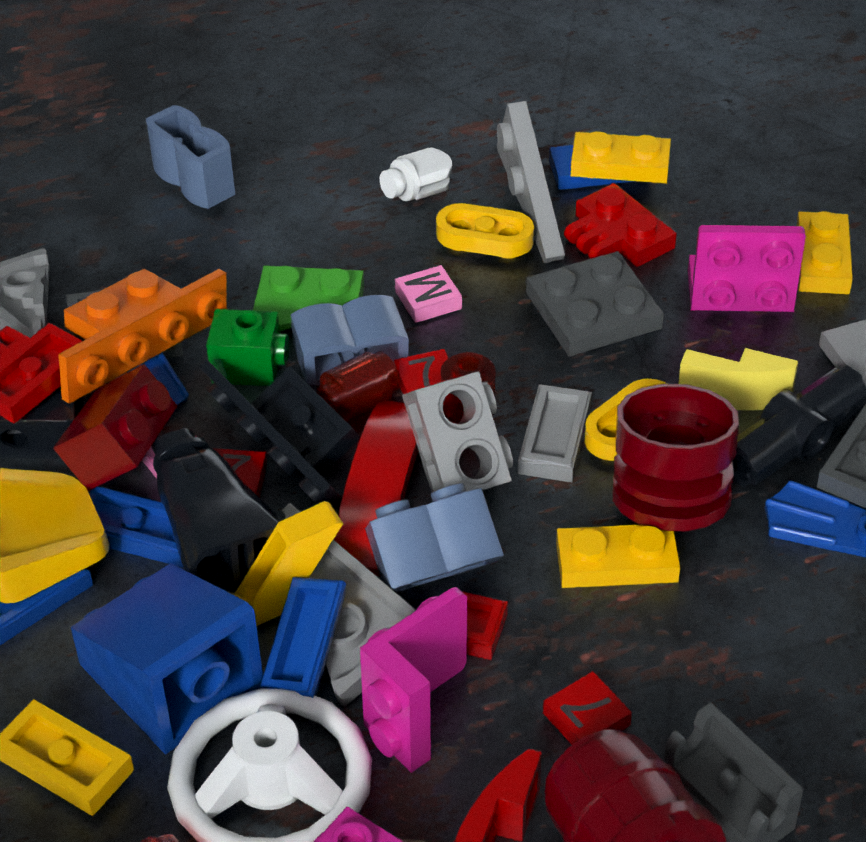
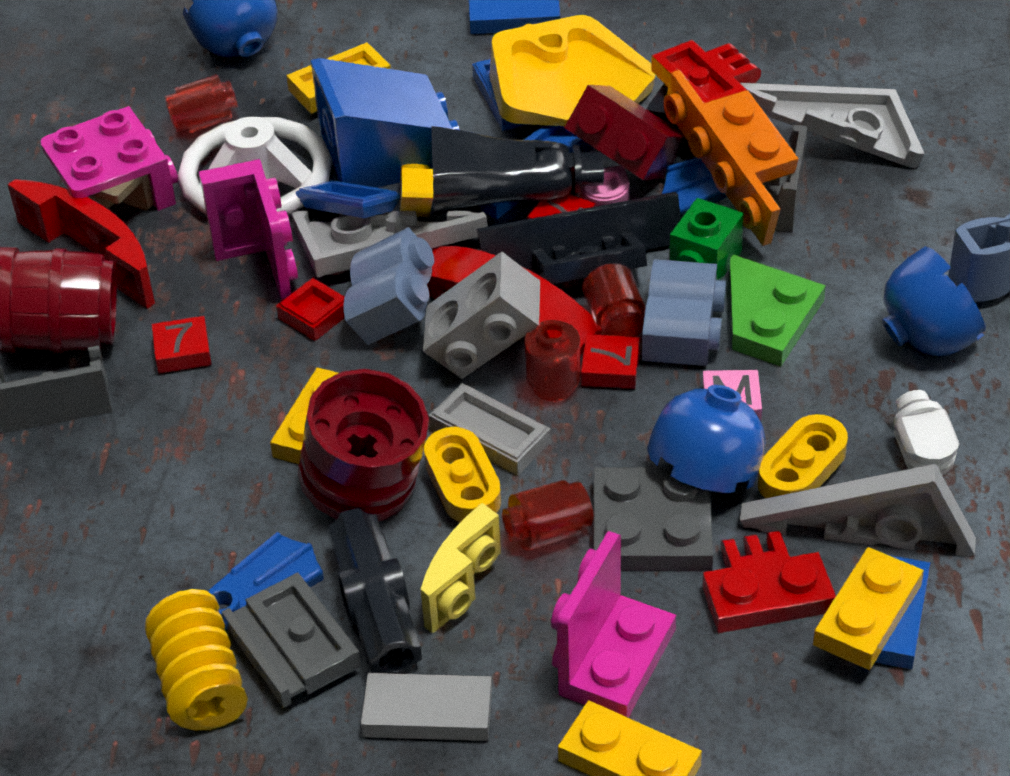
camera: 115 degrees right, 0 degrees up
(278, 185) = (929, 307): none -> blue cylinder
(515, 264) = (709, 439): none -> blue cylinder
(640, 349) = (547, 514): none -> clear red brick

